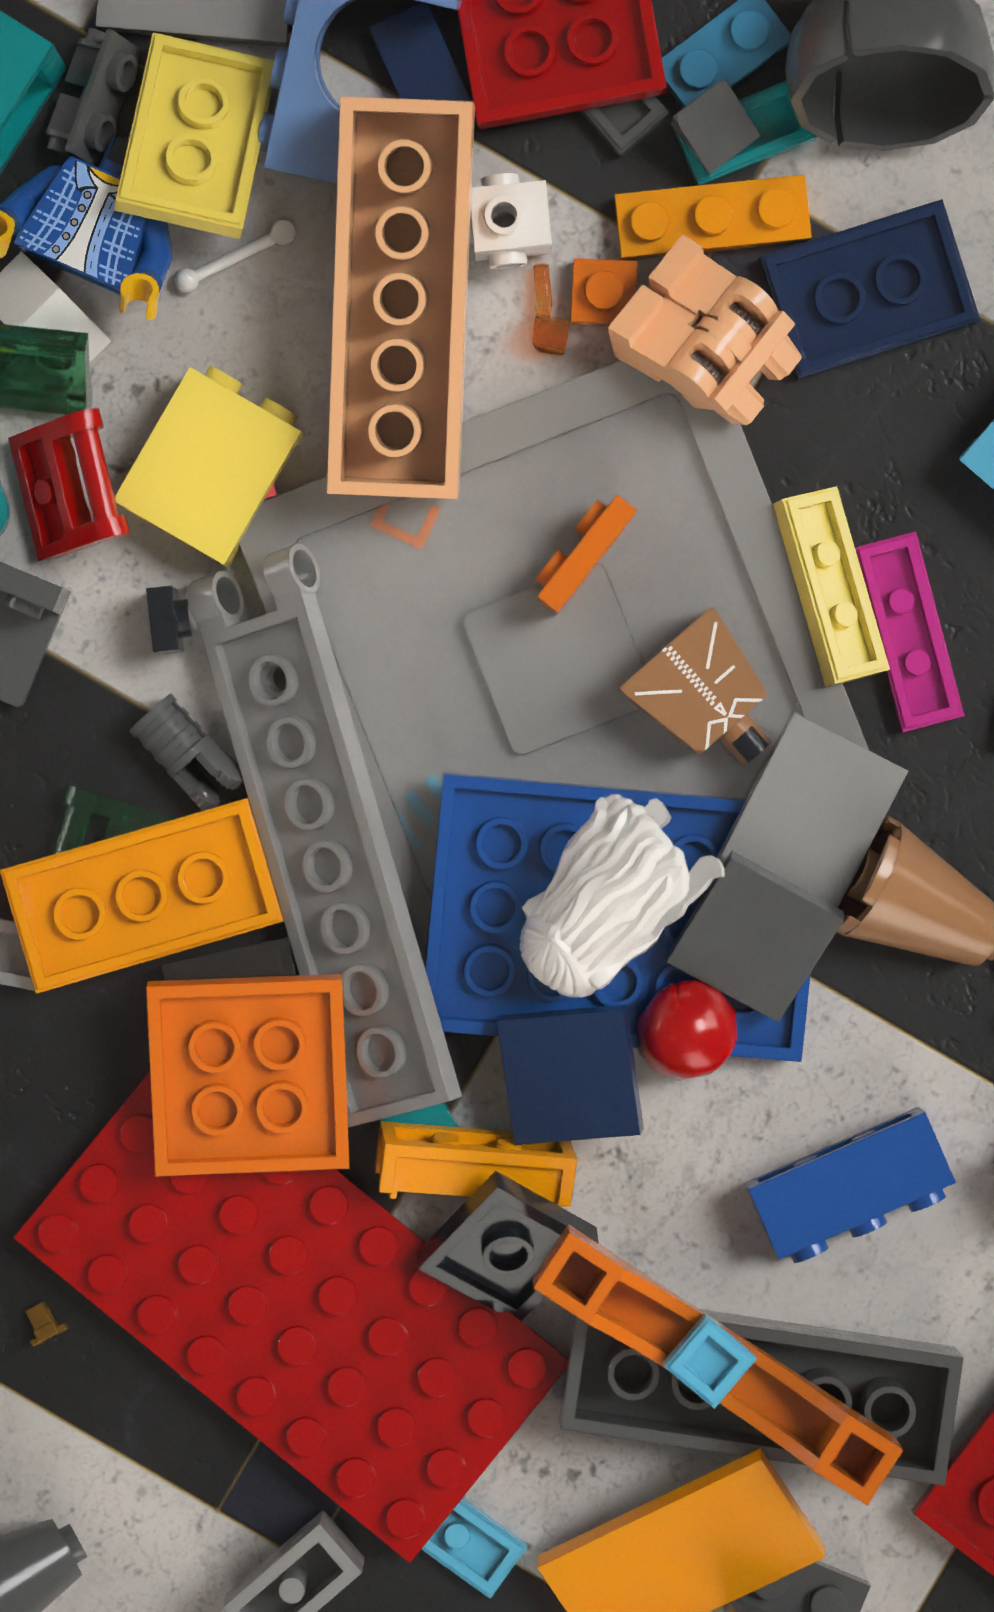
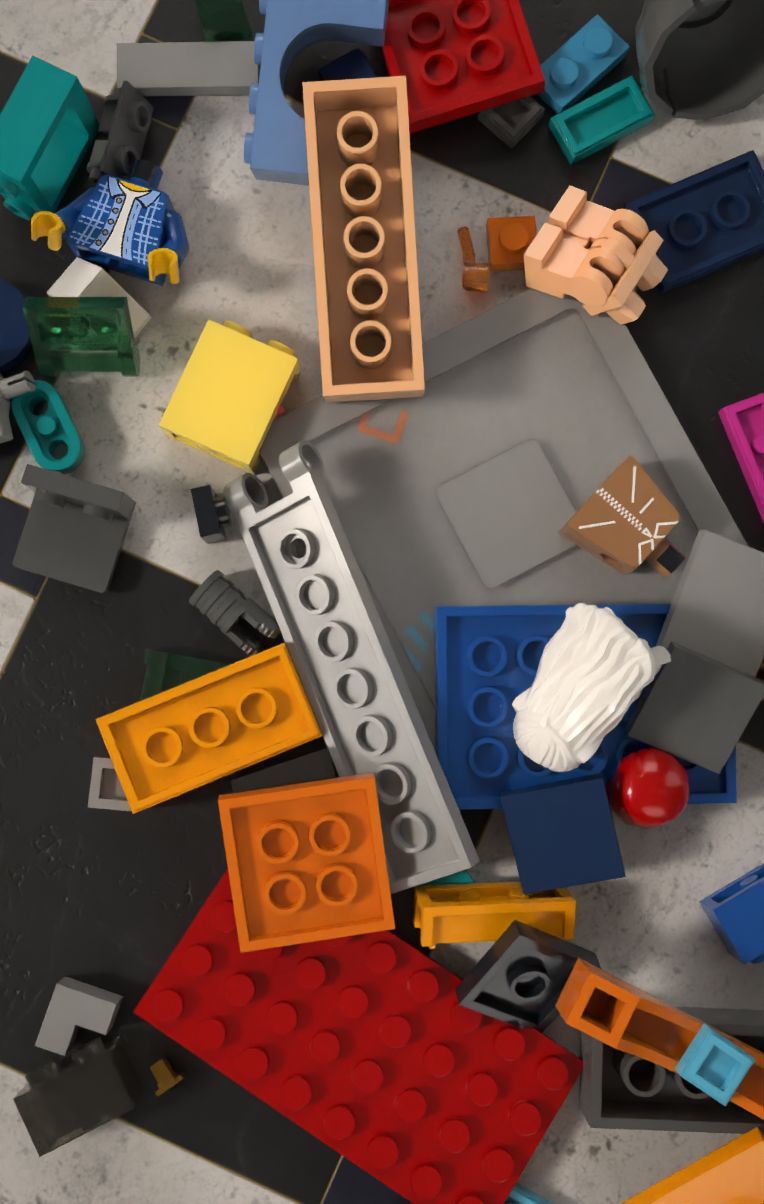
camera: 10 degrees left, 5 degrees down
(53, 486) = (113, 421): red plate -> none
(195, 136) = (196, 154): light yellow tile -> none
(282, 234) = (269, 226): white hinge -> none
(522, 202) = (441, 191): white brick -> none
(599, 531) = (533, 410): orange plate -> none
(713, 216) = (604, 175): light orange plate -> none
(715, 127) = (581, 108): dark grey slope -> none
(831, 586) = (709, 438): light yellow tile -> none

